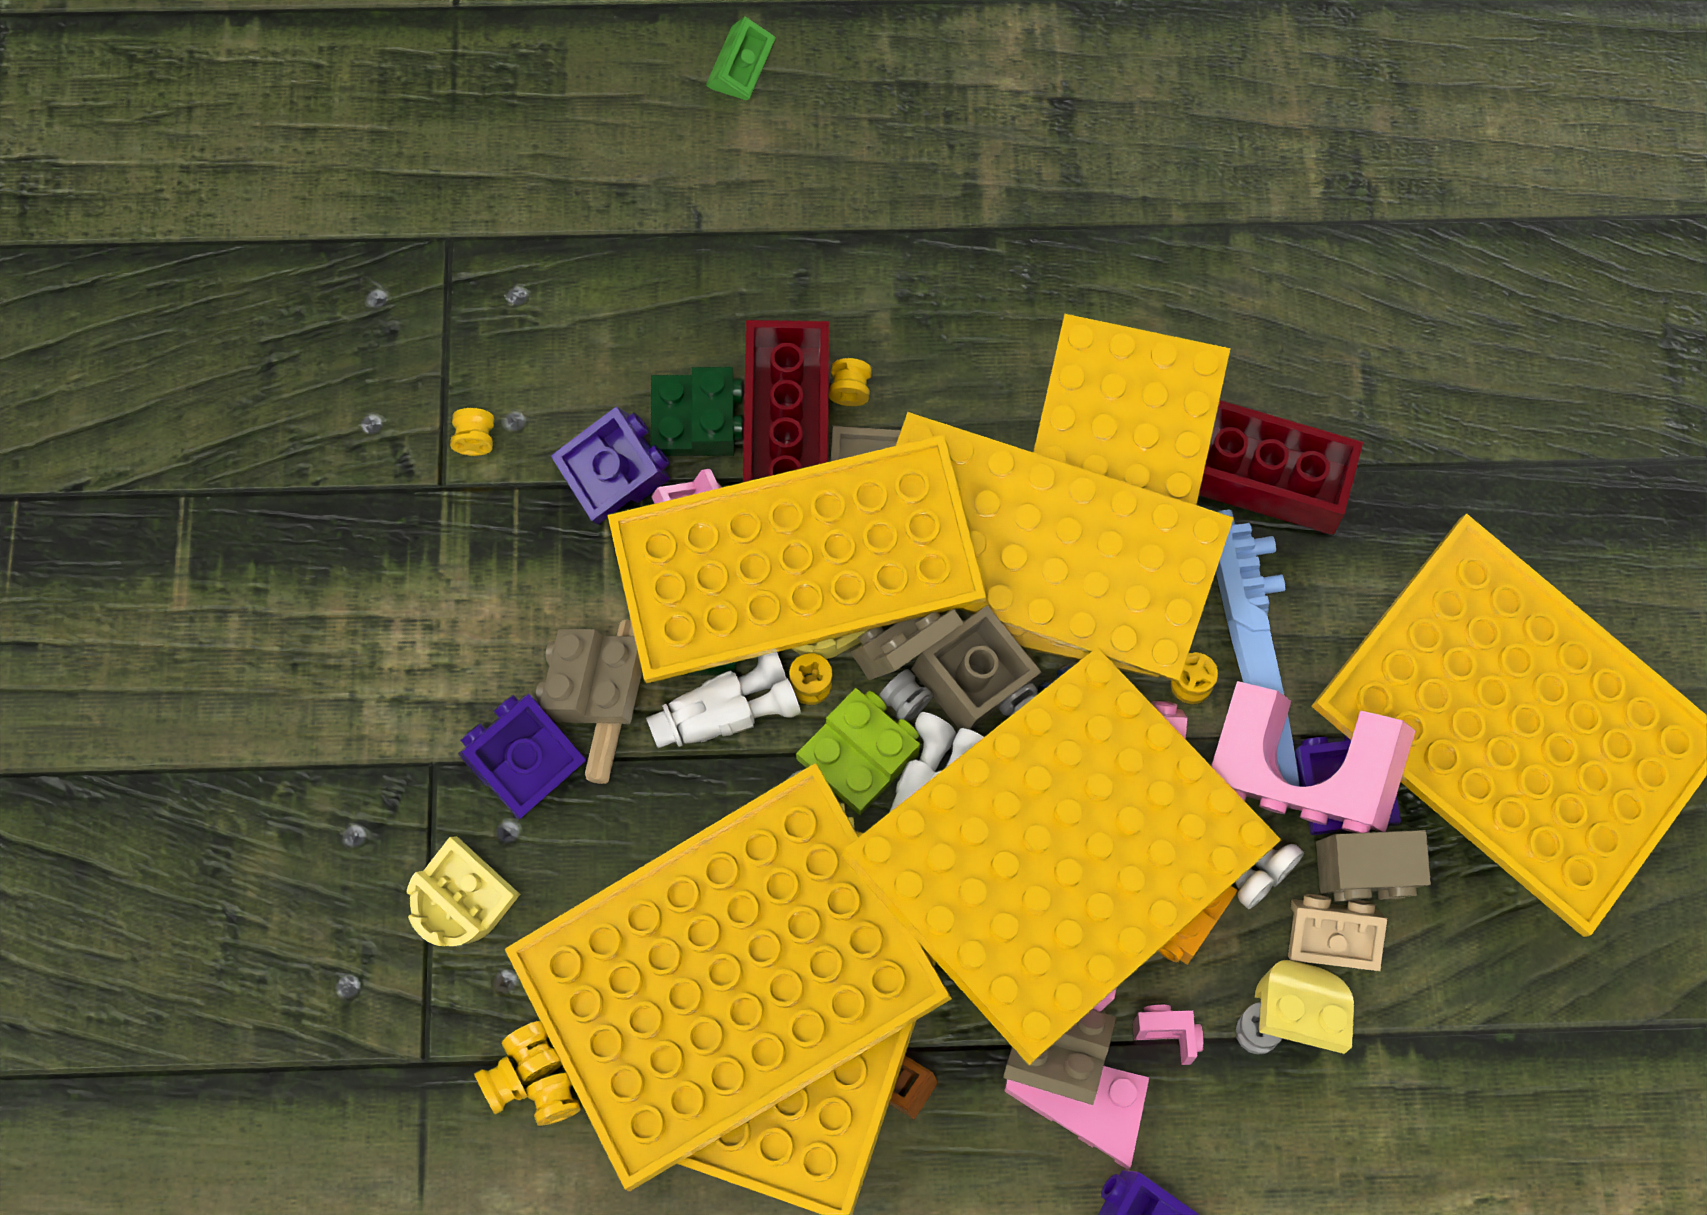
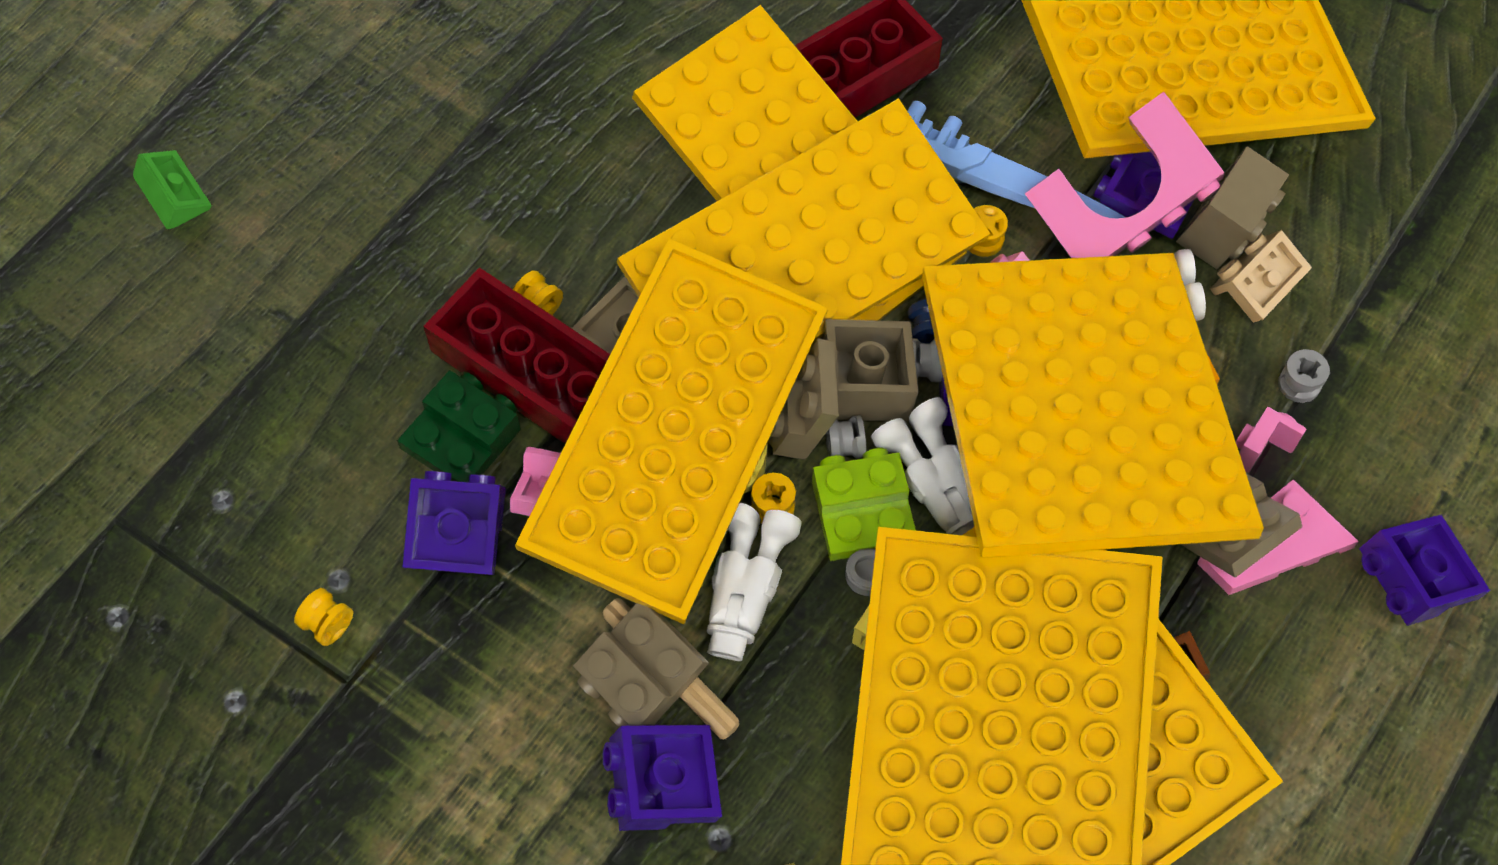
camera: 50 degrees left, 5 degrees down
(1306, 1006) = (1311, 330): light yellow slope -> none

